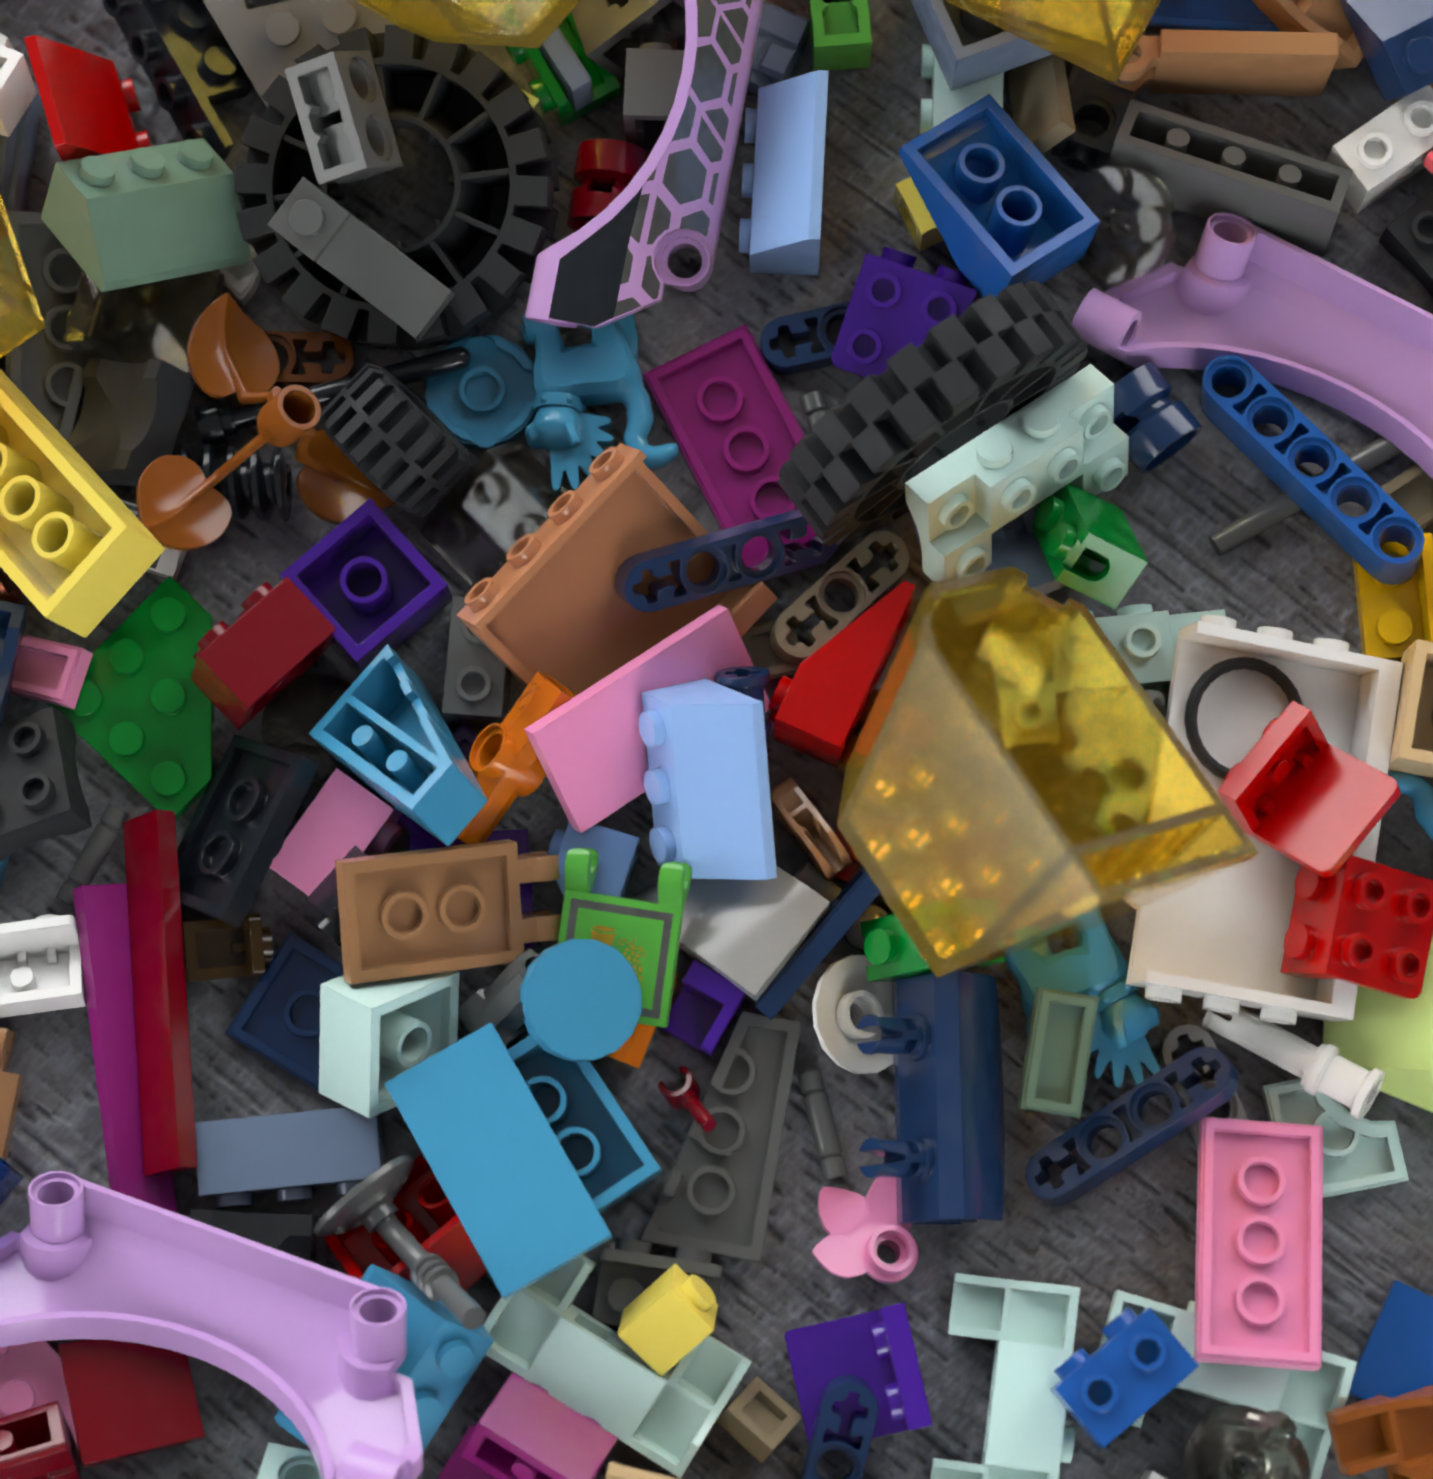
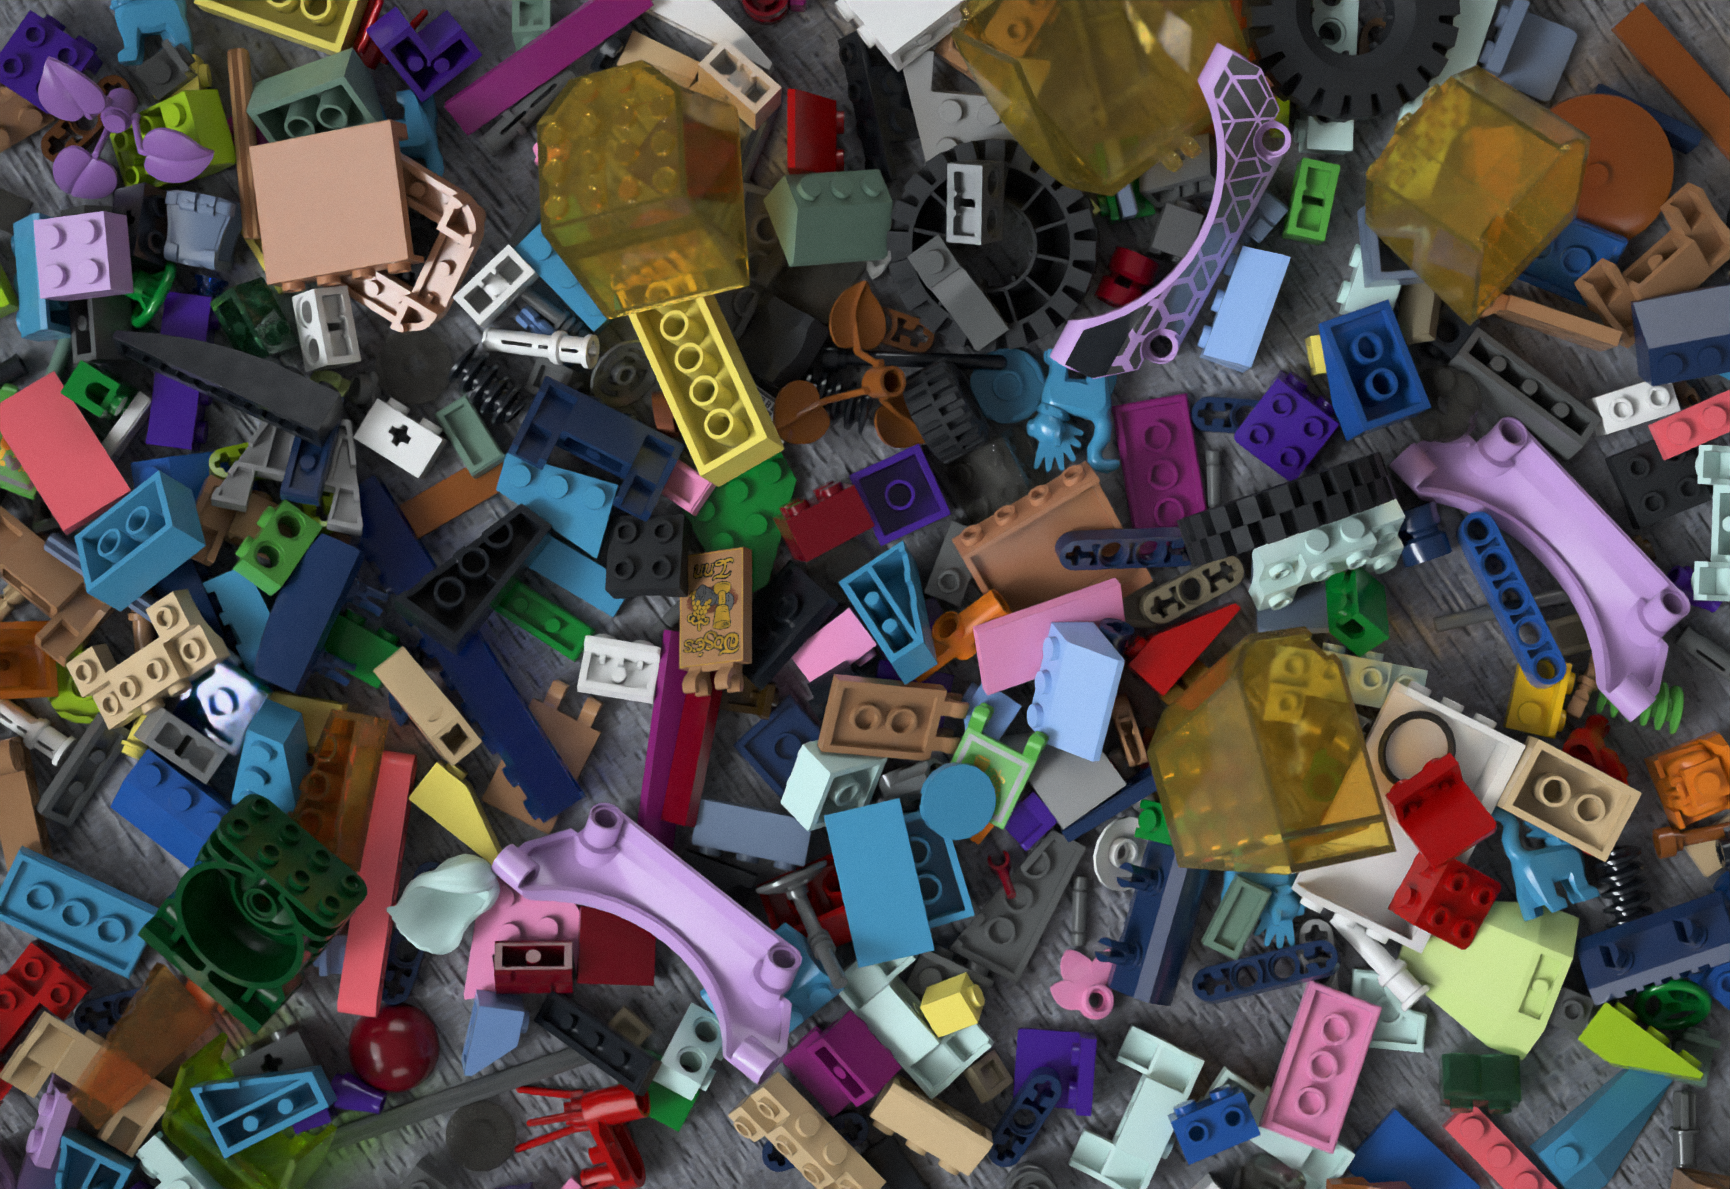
camera: 15 degrees right, 10 degrees up
(143, 846) = (716, 621): none -> medium nougat tile

